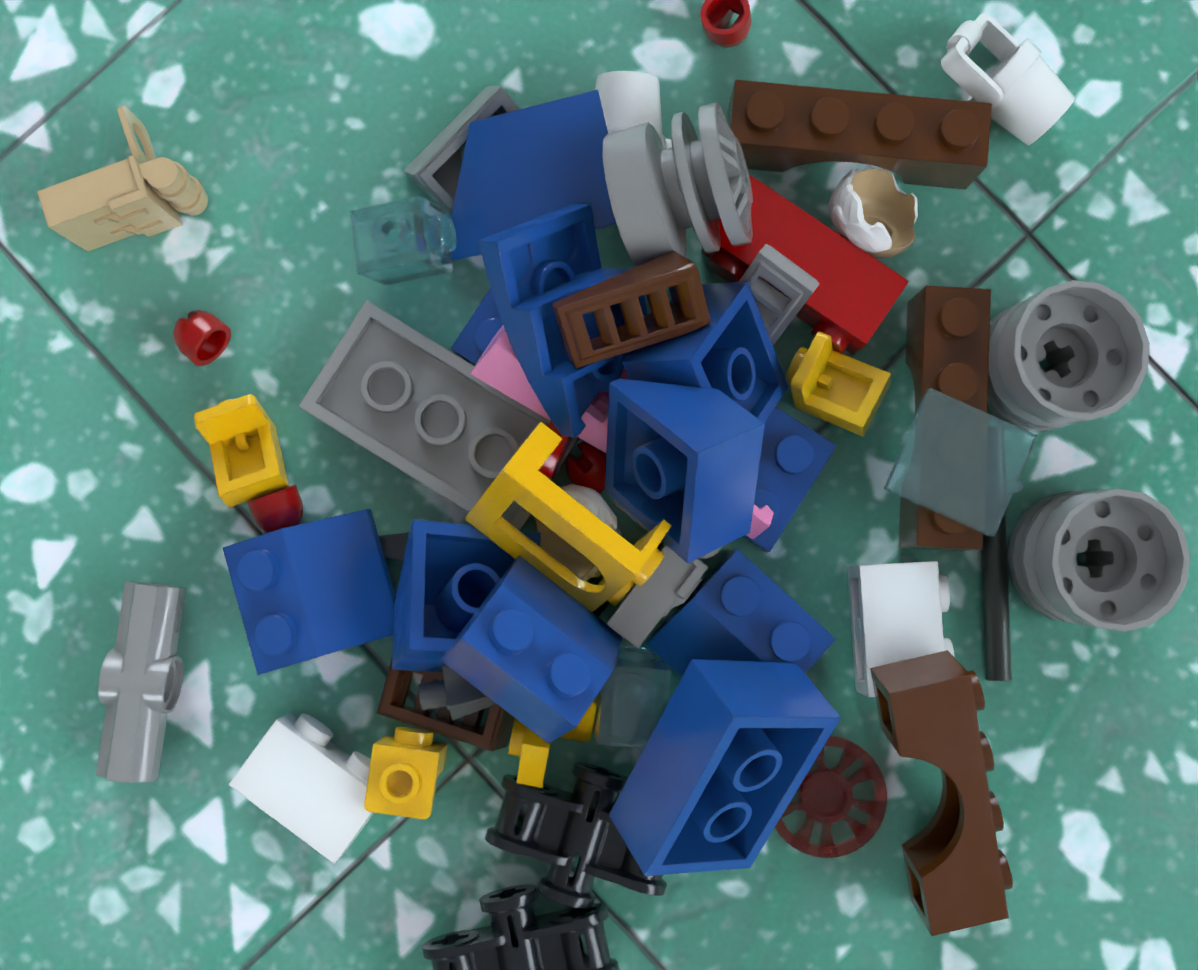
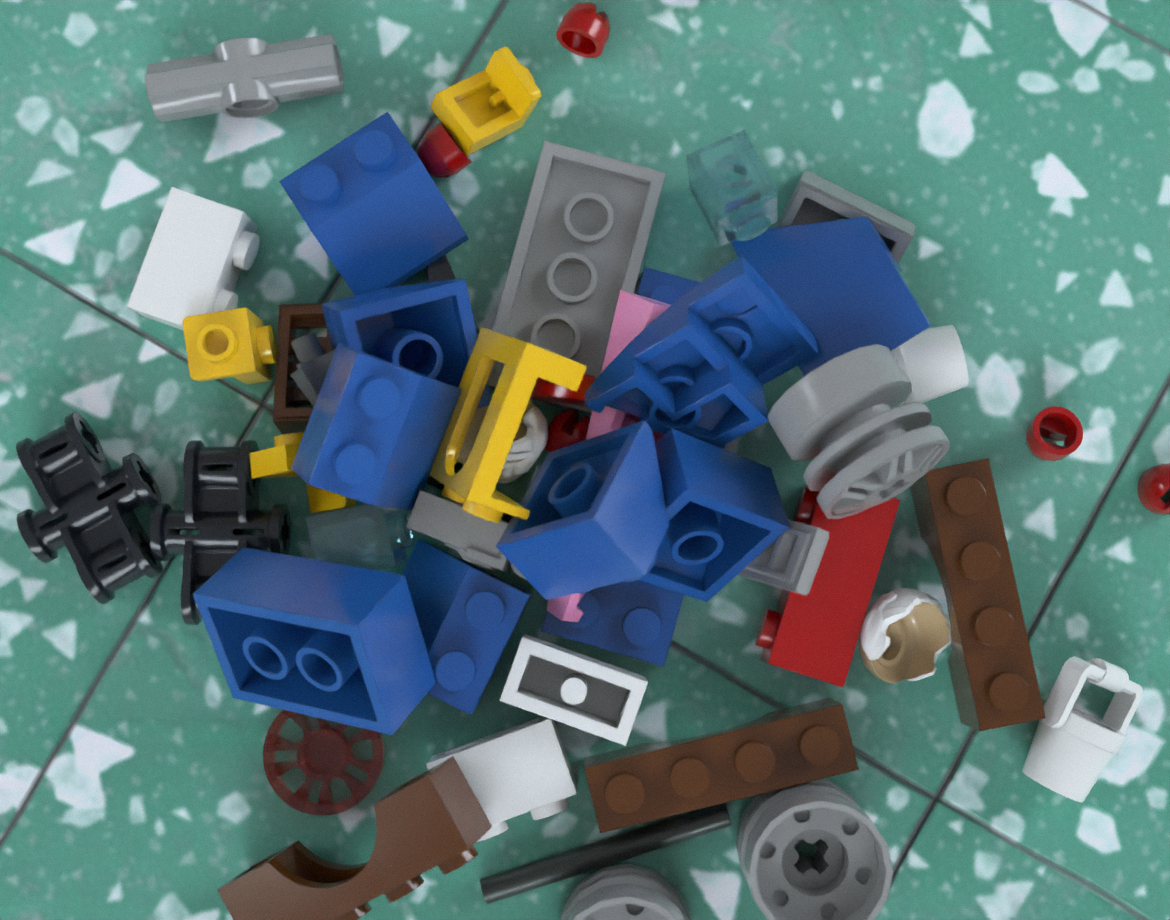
camera: 75 degrees right, 0 degrees up
(663, 323) = (716, 452): reddish brown slope -> none
(836, 386) = (721, 648): yellow bracket -> none
(837, 534) = (574, 689): none -> white brick
(960, 462) = (676, 786): clear light blue piece -> none

